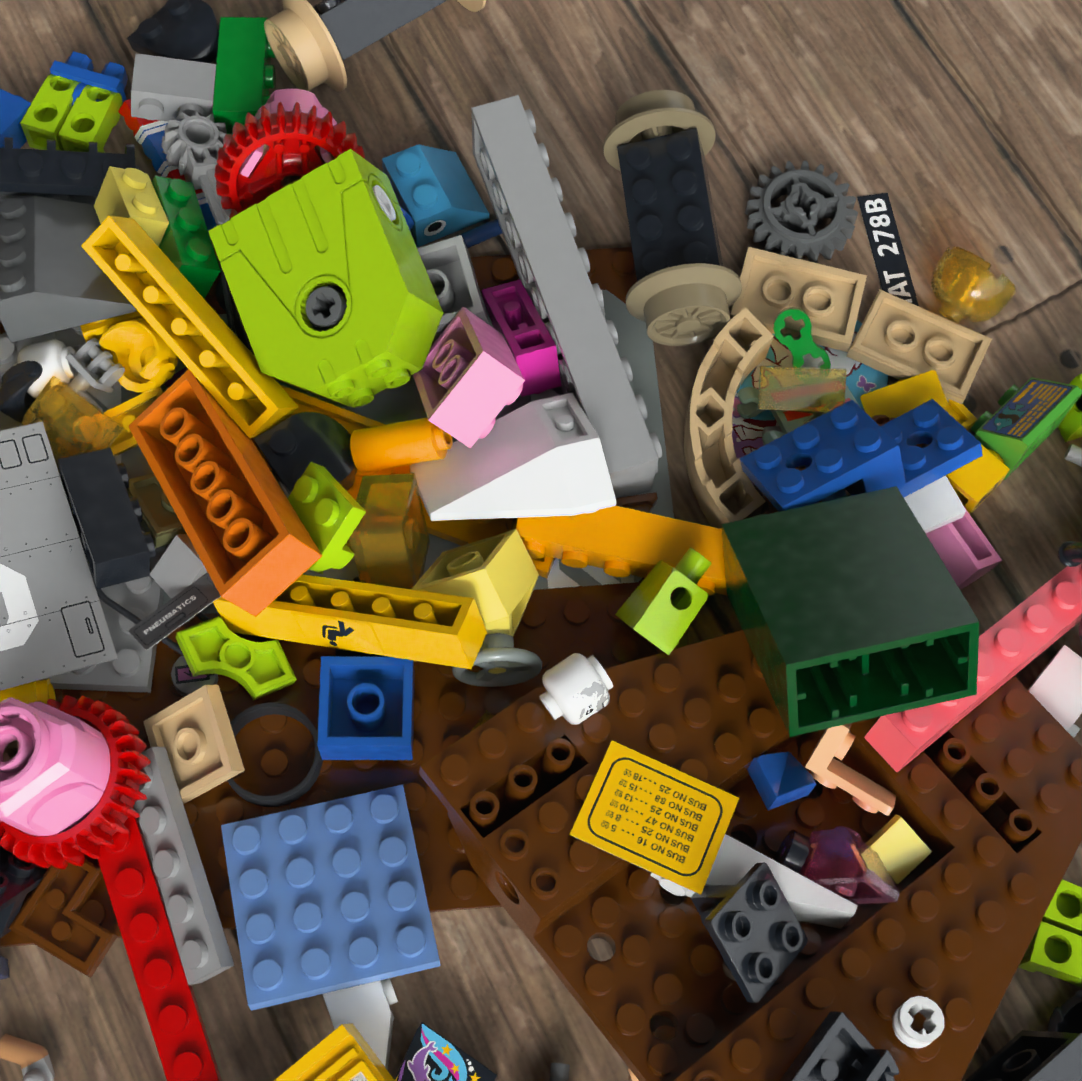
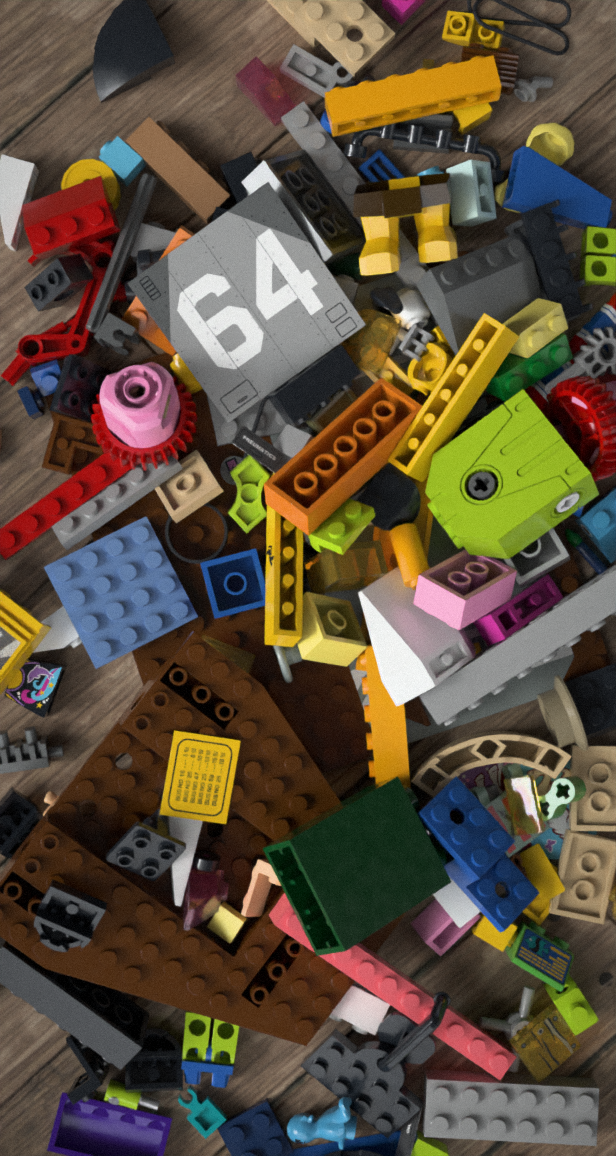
camera: 80 degrees right, 20 degrees up
(576, 688) = (263, 712): white head -> none
(663, 617) = (345, 750): lime torso -> none
(780, 779) = (249, 845): blue slope -> none
(933, 1024) = (120, 962): white bush -> none

